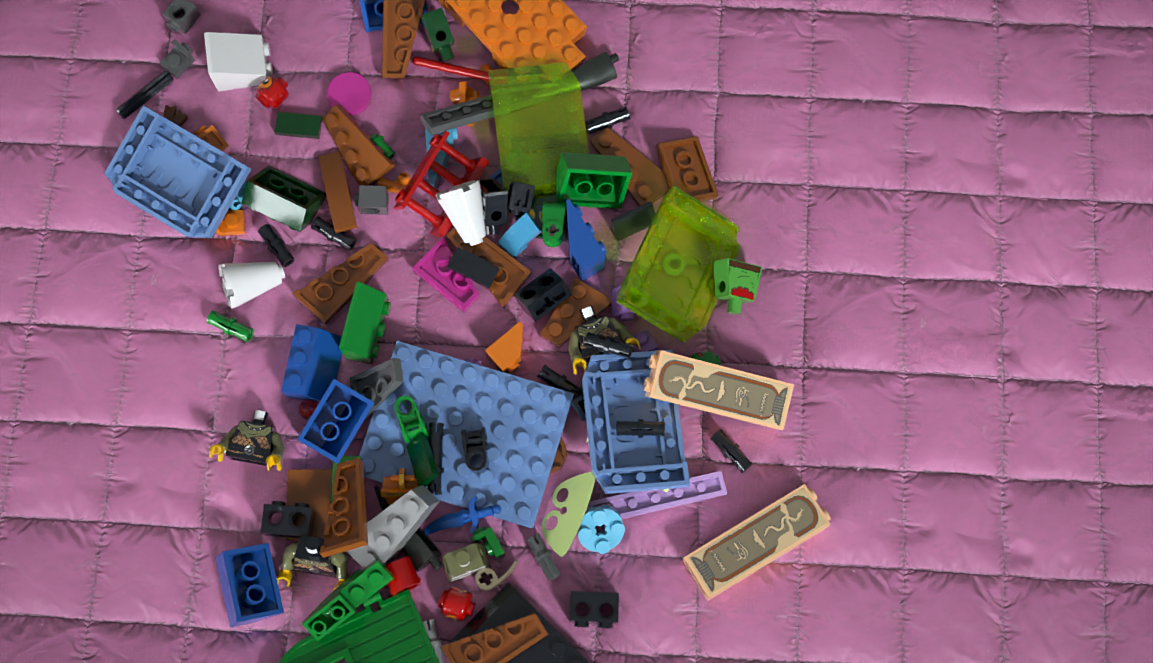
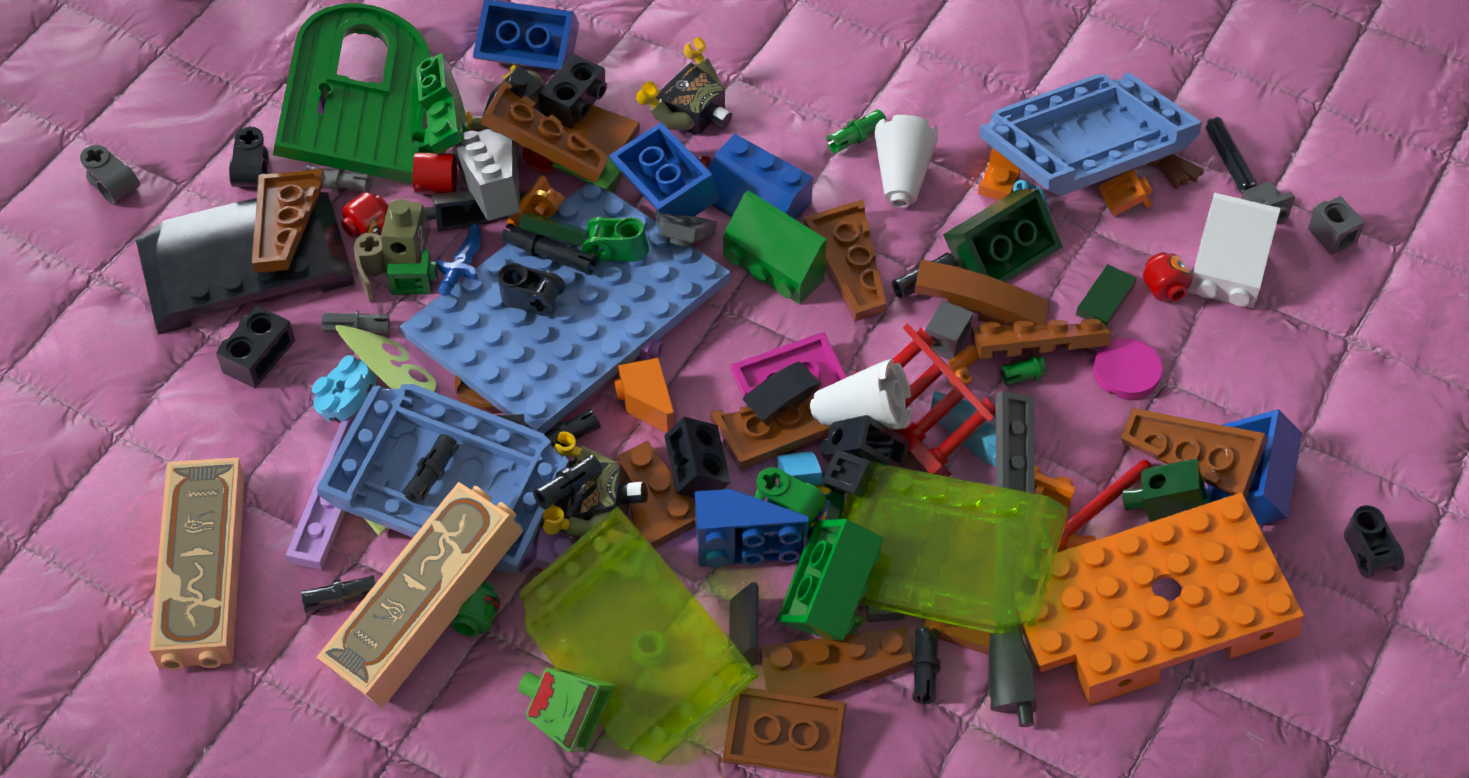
camera: 115 degrees right, 20 degrees down
(276, 245) = (941, 211): black pin -> none

